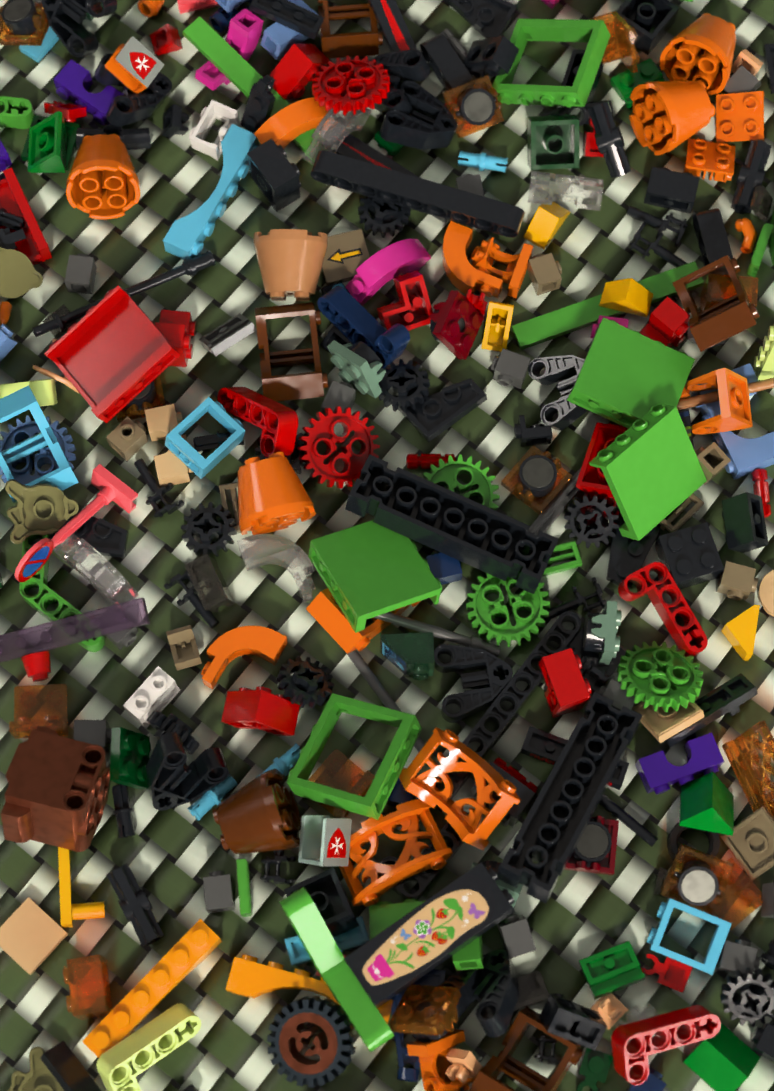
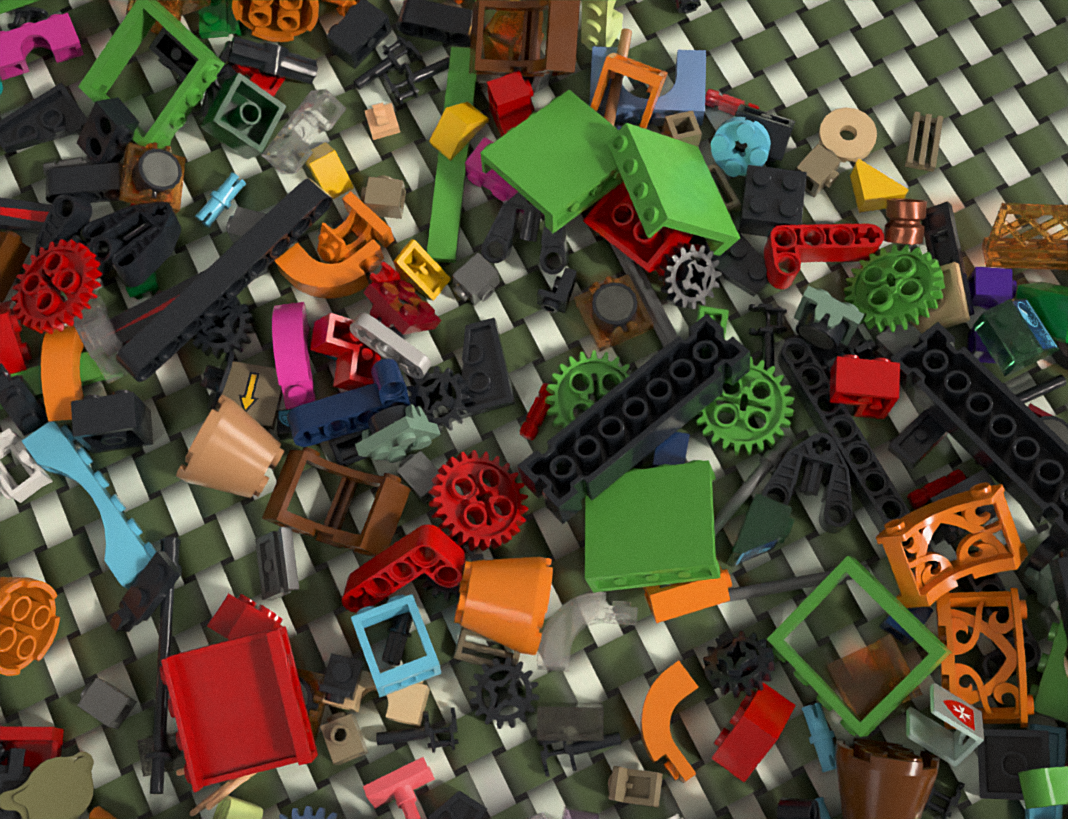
camera: 60 degrees left, 0 degrees up
(164, 413) = (341, 679): none -> black bracket
(166, 259) = (146, 592): none -> black hinge
(345, 226) = (216, 379): none -> black piece
(421, 329) = (390, 345): none -> light grey beam
(608, 242) = (382, 120): none -> light nougat tile
(665, 782) = (1014, 335): none -> clear green slope
(710, 510) = (746, 131): none -> medium azure plate
(725, 662) = (905, 221): none -> copper wheel

